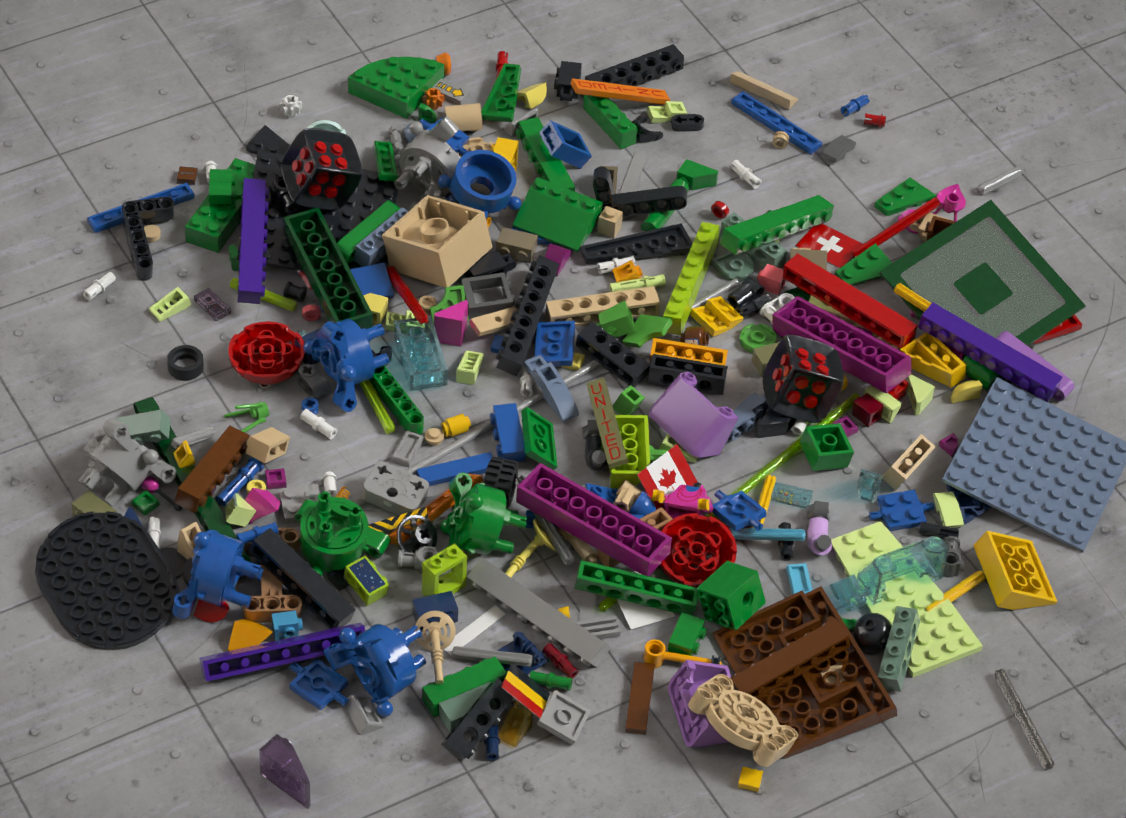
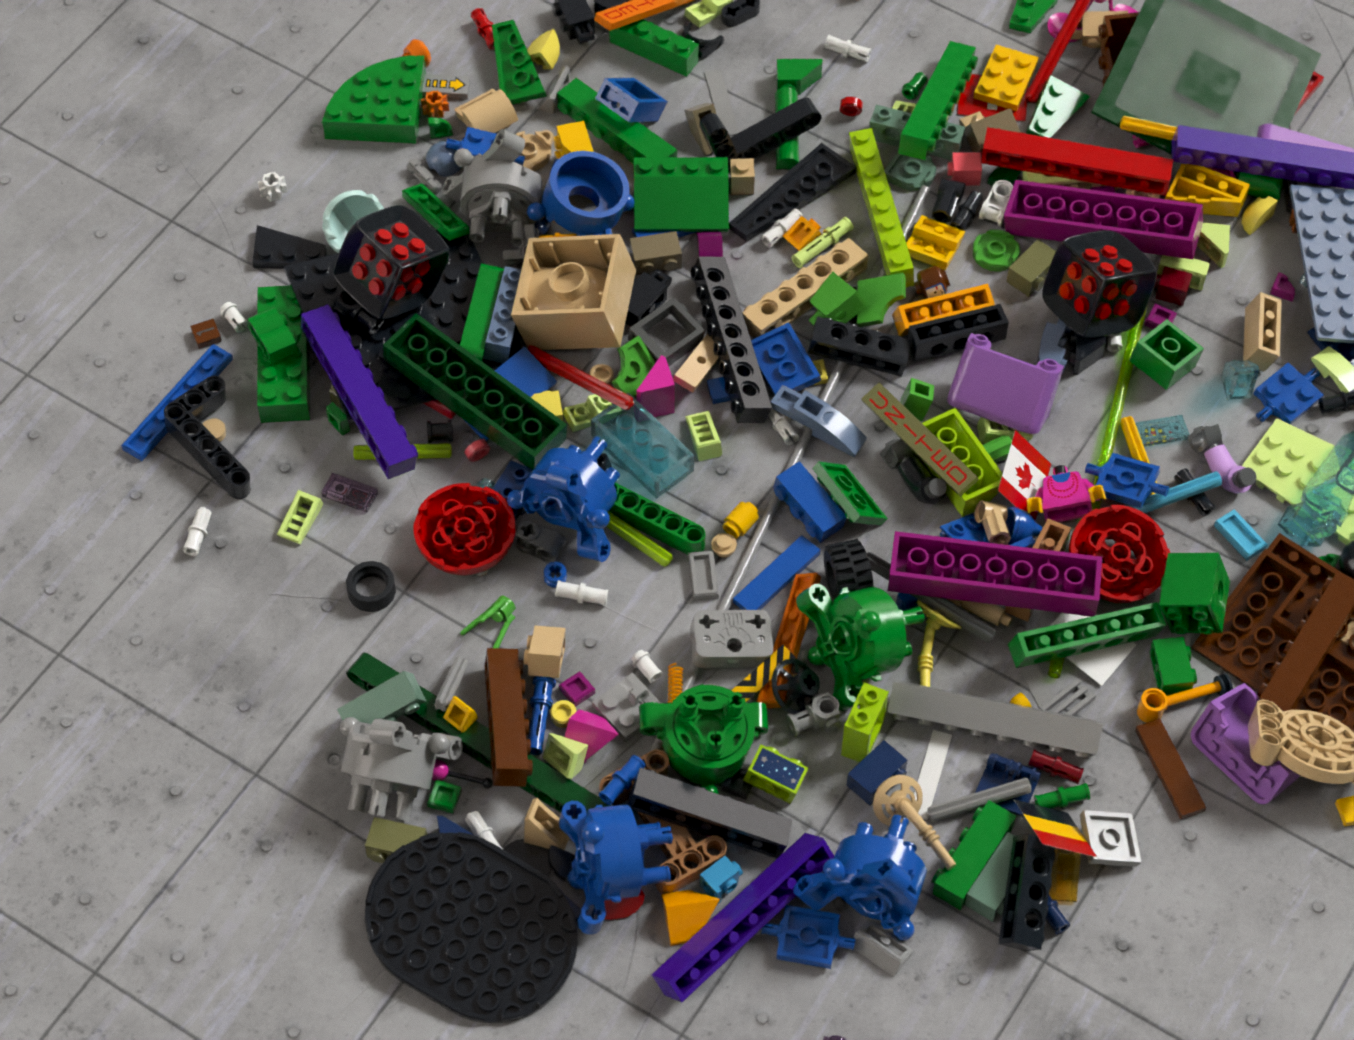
camera: 25 degrees left, 10 degrees up
(846, 235) = (1006, 77): none -> yellow plate

